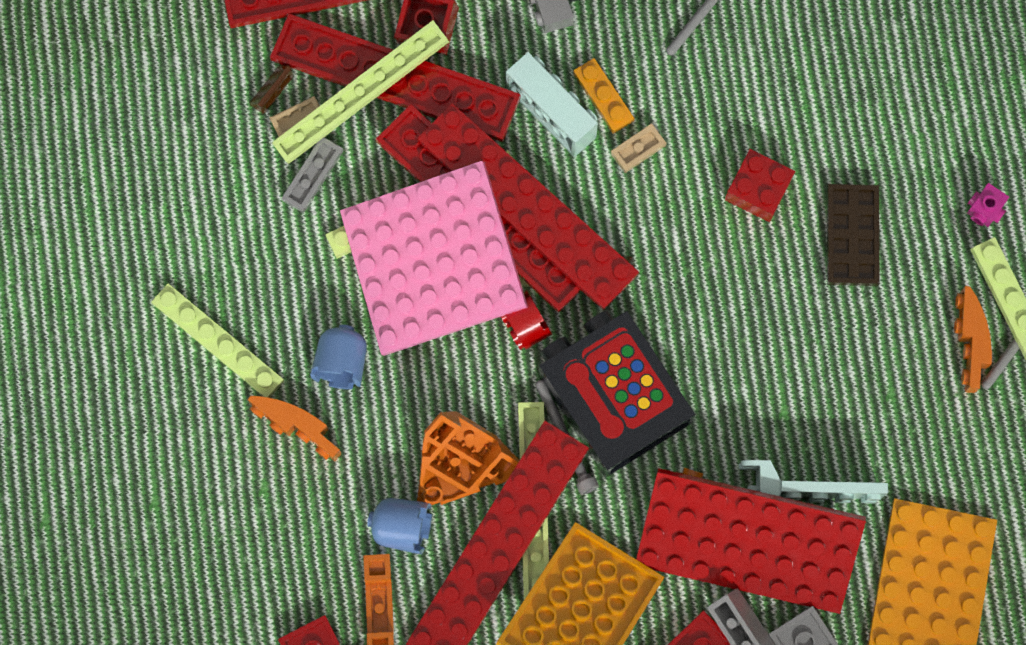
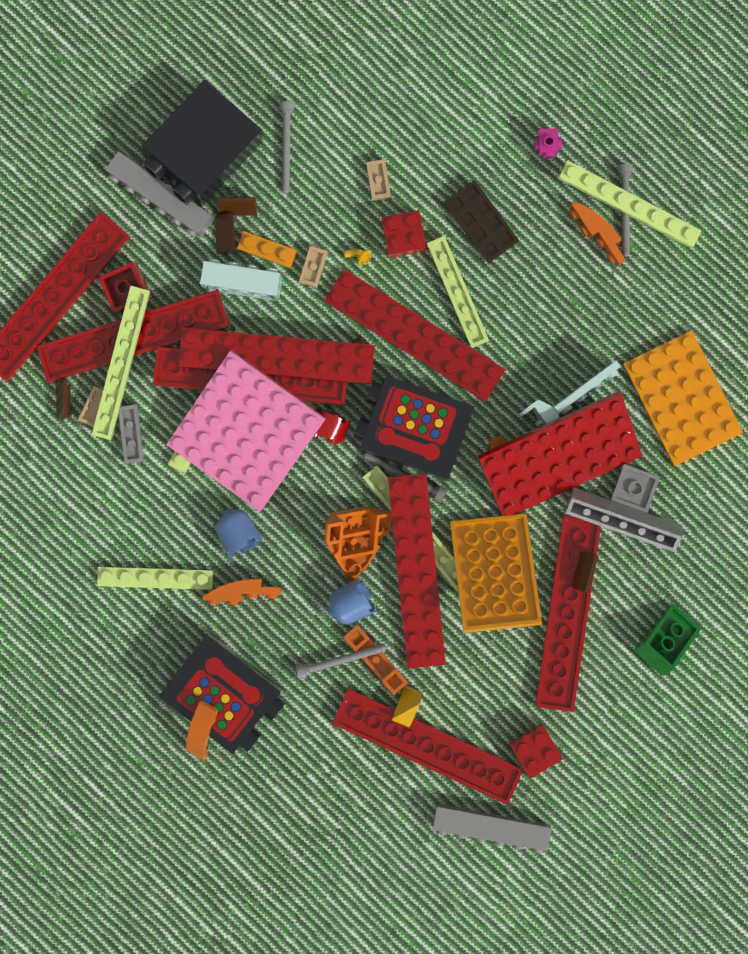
camera: 35 degrees left, 10 degrees up
(131, 530) = (200, 729): none -> orange slope
(188, 515) = (229, 684): none -> brick
(294, 559) = (304, 670): none -> light grey piece
(573, 47) = (225, 233): none -> reddish brown slope
(607, 28) = (237, 205): none -> reddish brown slope
(691, 300) = (414, 335): none -> red plate
(699, 176) = (363, 256): none -> yellow plate
(771, 288) = (457, 292): none -> yellowish green plate
(776, 111) = (378, 180): none -> tan plate

